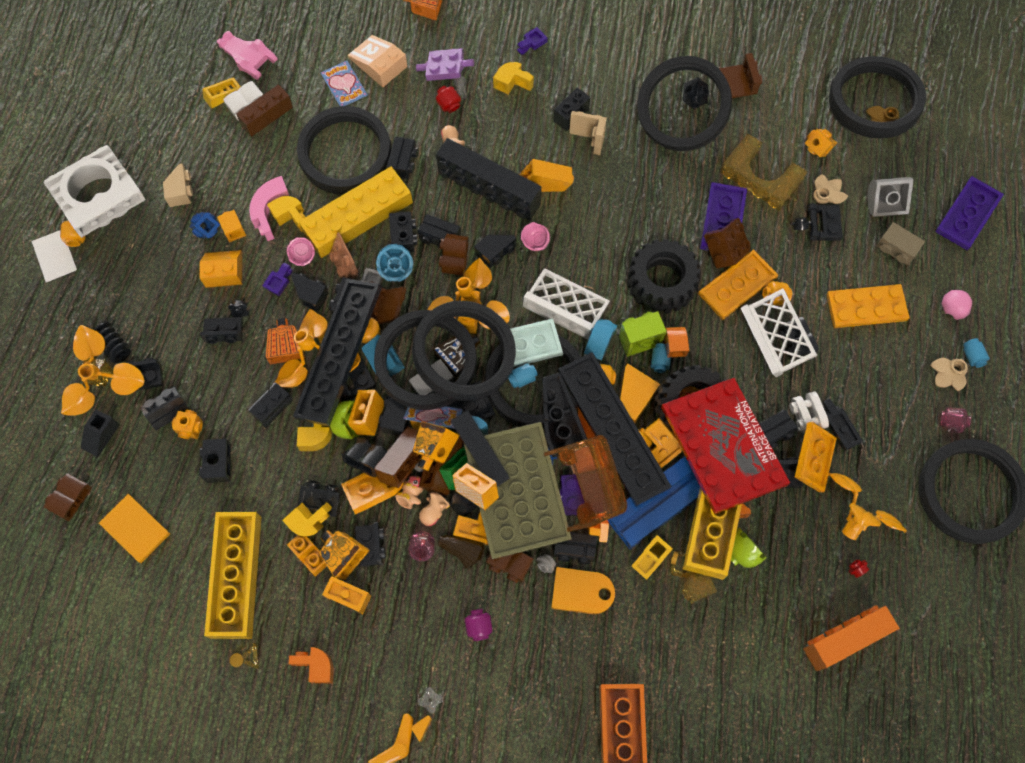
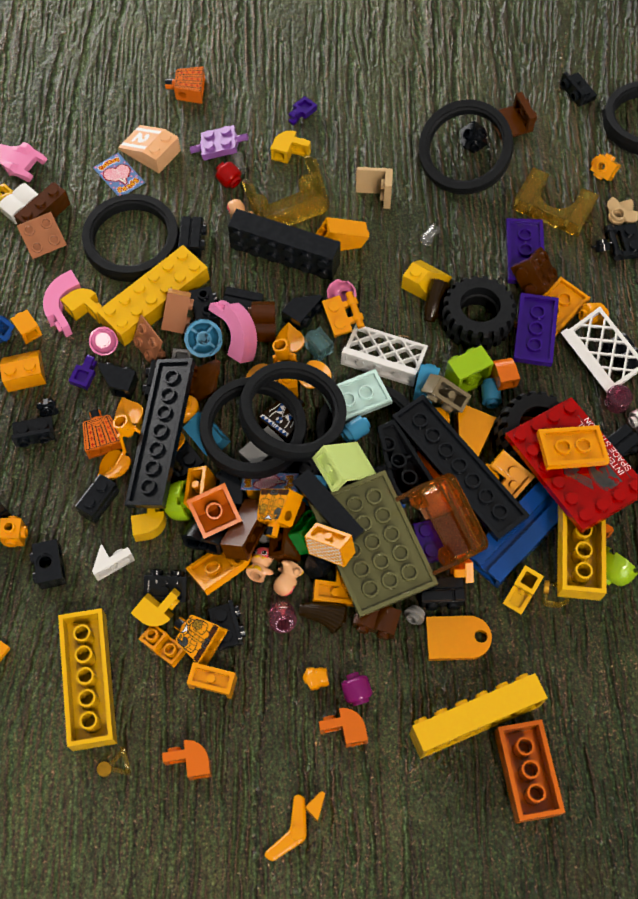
camera: 10 degrees left, 5 degrees down
(259, 137) = (41, 235): none -> nougat hinge
(268, 470) = (107, 565): none -> white slope
(373, 232) = (176, 311): none -> nougat brick
(374, 436) = (214, 510): none -> orange slope
(431, 258) = (241, 327): none -> bright pink arch
(436, 699) = (320, 782): clear plate -> none
(443, 608) = (316, 677): none -> light orange arm
(465, 655) = (350, 724): none -> orange brick
(502, 410) = (342, 464): none -> yellowish green panel
(504, 283) = (318, 343): none -> clear light blue brick
(505, 142) = (297, 208): none -> clear yellow windscreen
(527, 260) = (337, 316): none -> light orange plate
(575, 102) = (347, 171): black brick -> none
(585, 669) = (477, 715): none -> yellow brick
(611, 351) = (446, 393): none -> dark tan brick
(619, 234) = (419, 276): none -> yellow slope
(624, 255) = (435, 299): none -> dark brown piece
(630, 190) = (427, 237): none -> clear pin
(698, 588) = (576, 614): clear yellow brick -> none
(717, 301) = (535, 329): none -> dark purple plate
(722, 429) = (572, 447): none -> light orange plate
(783, 383) = (618, 399): none -> clear pink head
(811, 55) = (577, 88): none -> black bracket

